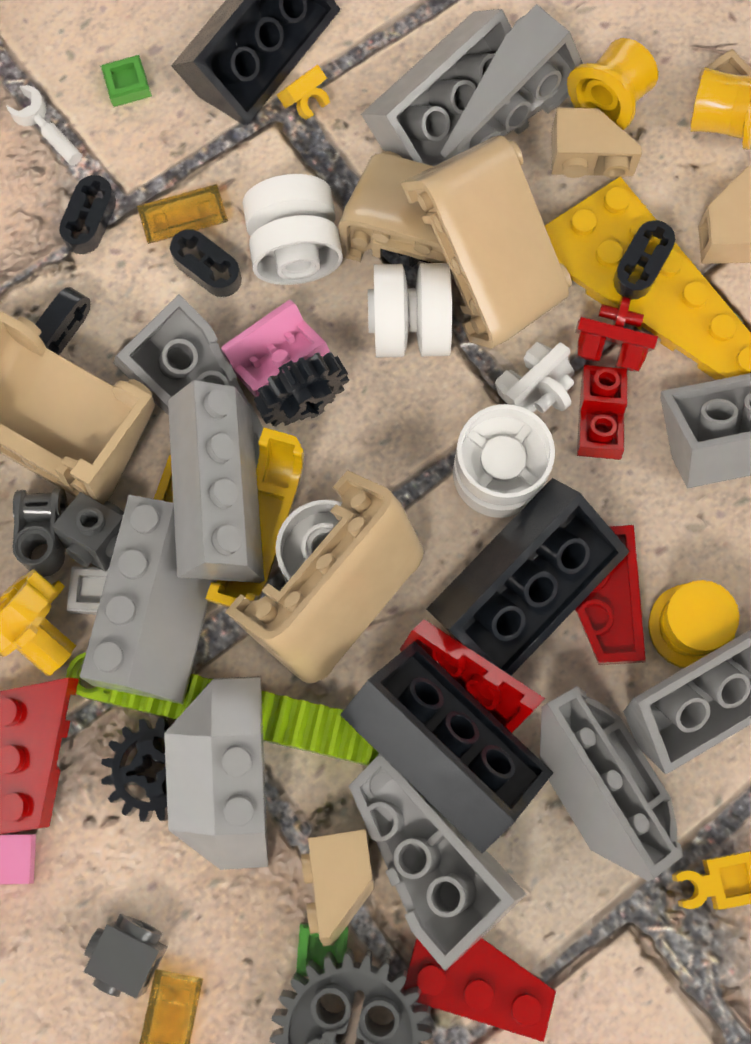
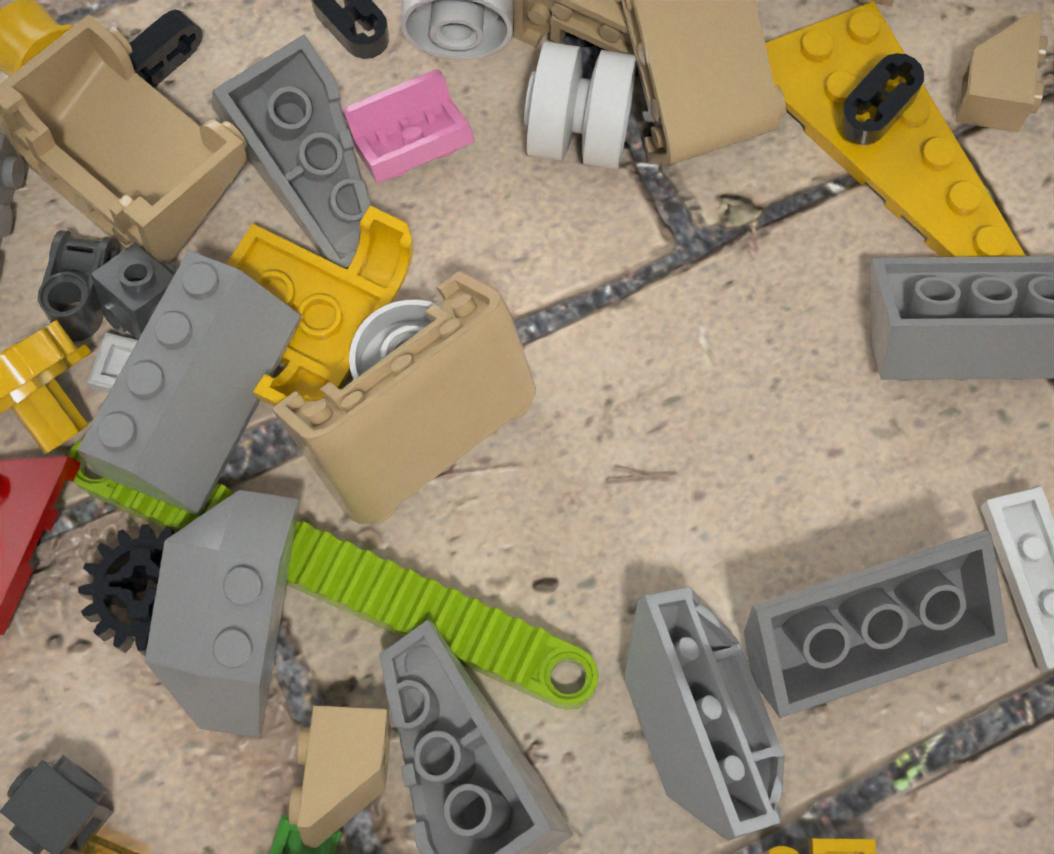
camera: 10 degrees right, 5 degrees down
(214, 484) = (296, 259): light grey slope -> none
(301, 389) = (427, 172): black gear -> none
(447, 745) = (510, 625): black slope -> none
(495, 689) = (564, 563): red wing -> none
(502, 460) = (654, 300): white wheel -> none
(529, 577) = (658, 449): black slope -> none
(544, 383) = (723, 225): white hips -> none
(602, 412) = (794, 272): red slope -> none
(613, 610) = (751, 480): red wing -> none
(633, 343) = (849, 195): red hips -> none
(692, 621) = (853, 532): yellow piece -> none

